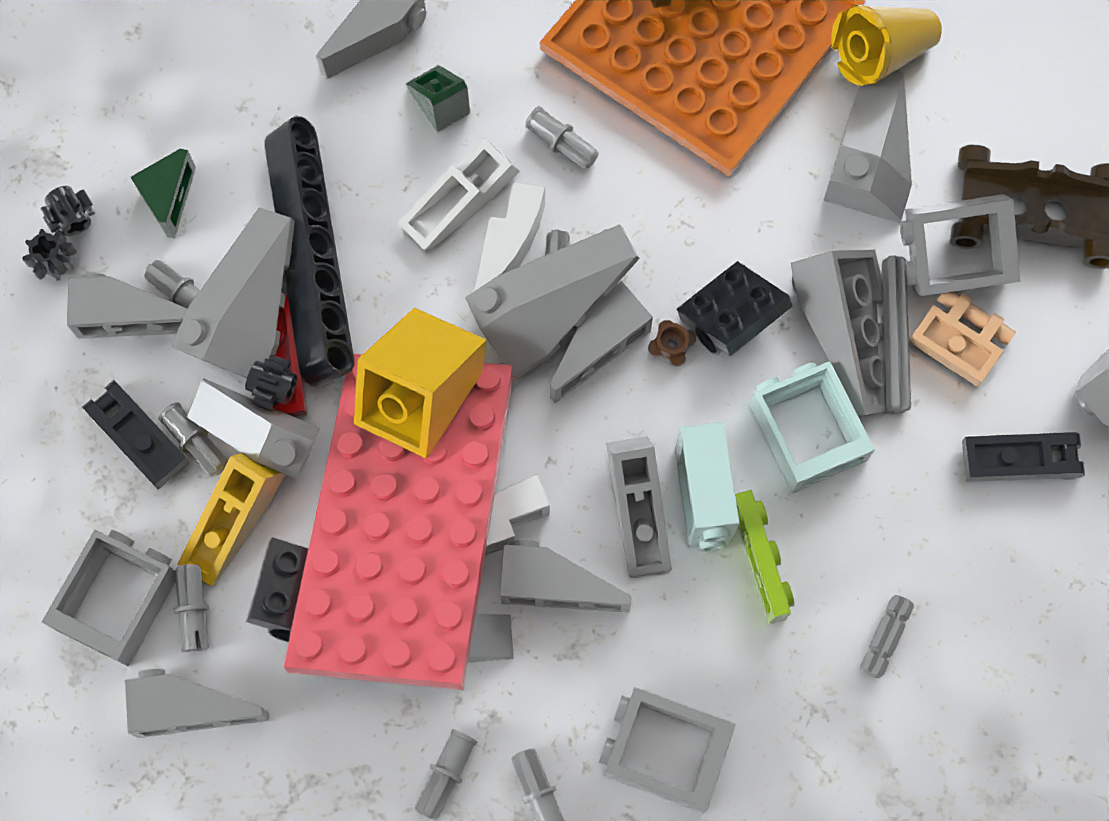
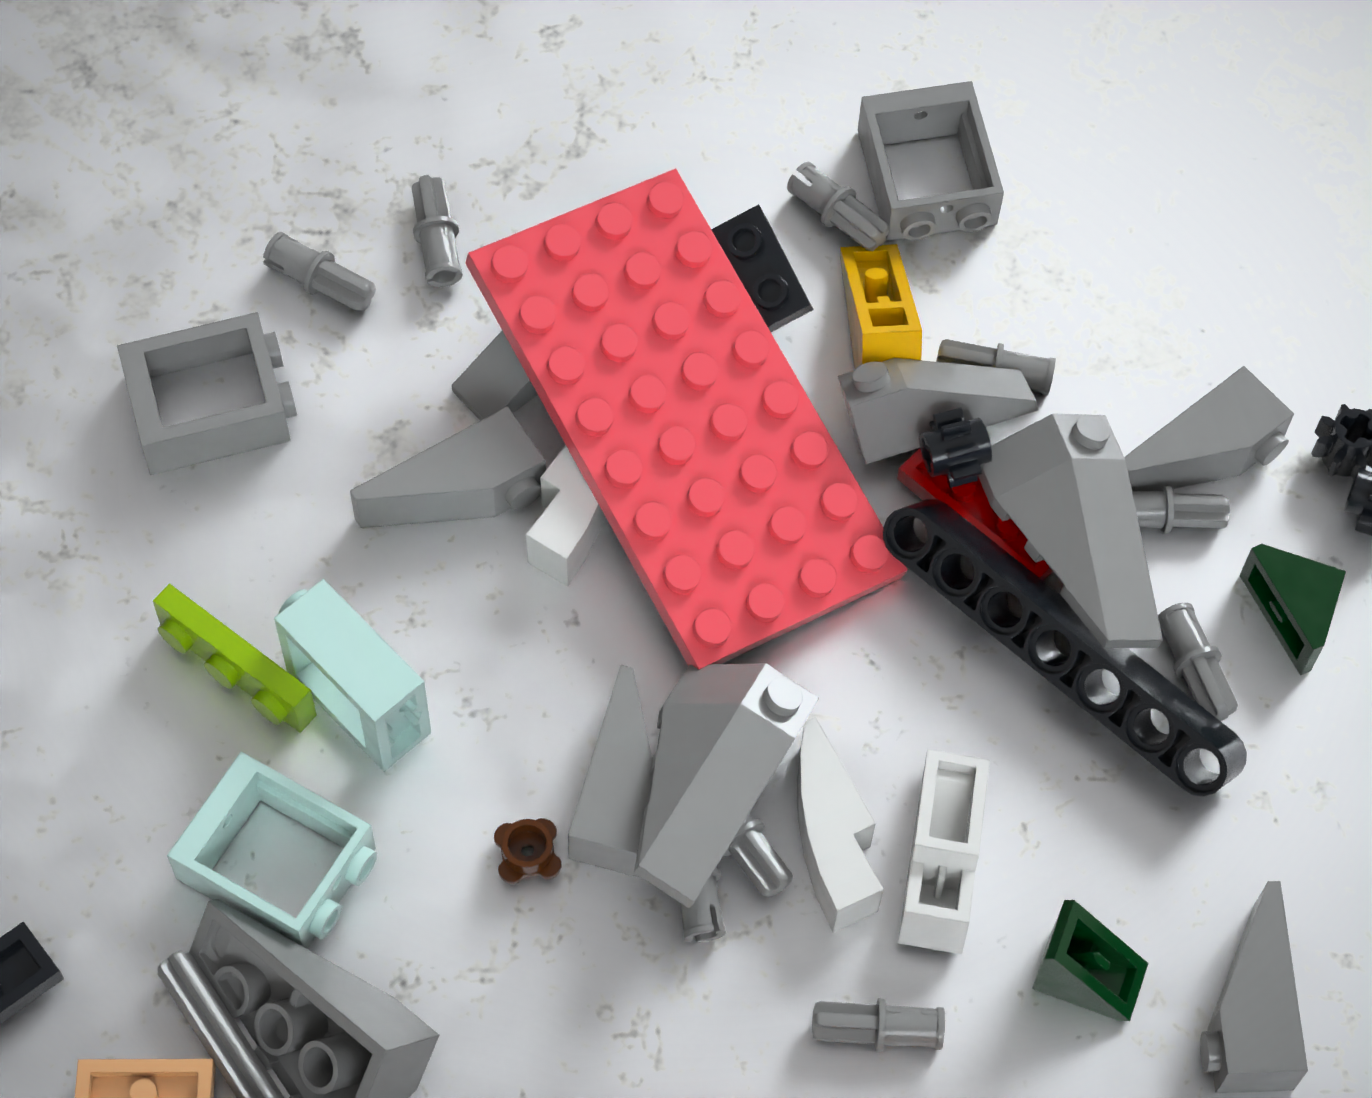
camera: 140 degrees right, 10 degrees down
(137, 435) = (1066, 329): black plate -> none
(169, 705) = (759, 119): light grey slope -> none
(245, 198) = (1197, 660): none -> light grey axle
(416, 380) = (788, 553): yellow slope -> none
(639, 505) = (430, 625): light grey slope -> none
(733, 309) = (474, 932): black plate -> none
(887, 636) = (22, 677): light grey axle -> none

